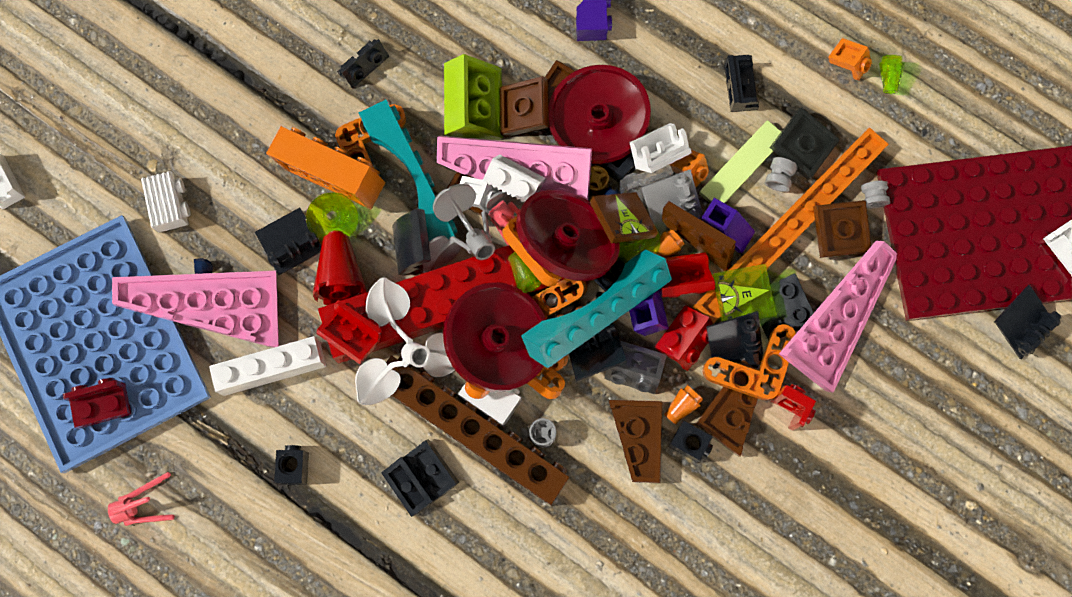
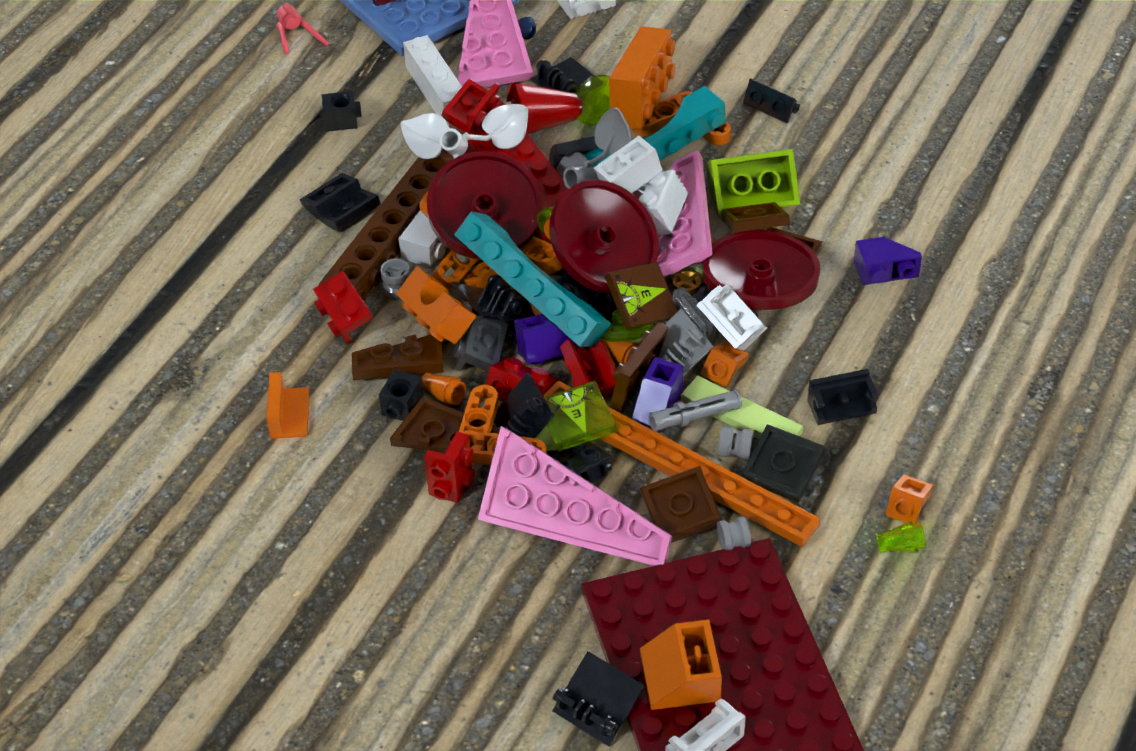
camera: 80 degrees right, 30 degrees down
(492, 197) = (630, 165): none -> white hinge
(582, 411) = (434, 306): none -> orange arch
(582, 484) = (342, 304): none -> red bracket
(685, 544) = (286, 409): none -> orange panel
(753, 208) = (683, 413): none -> light grey pin
(1020, 253) = (682, 666): none -> orange slope

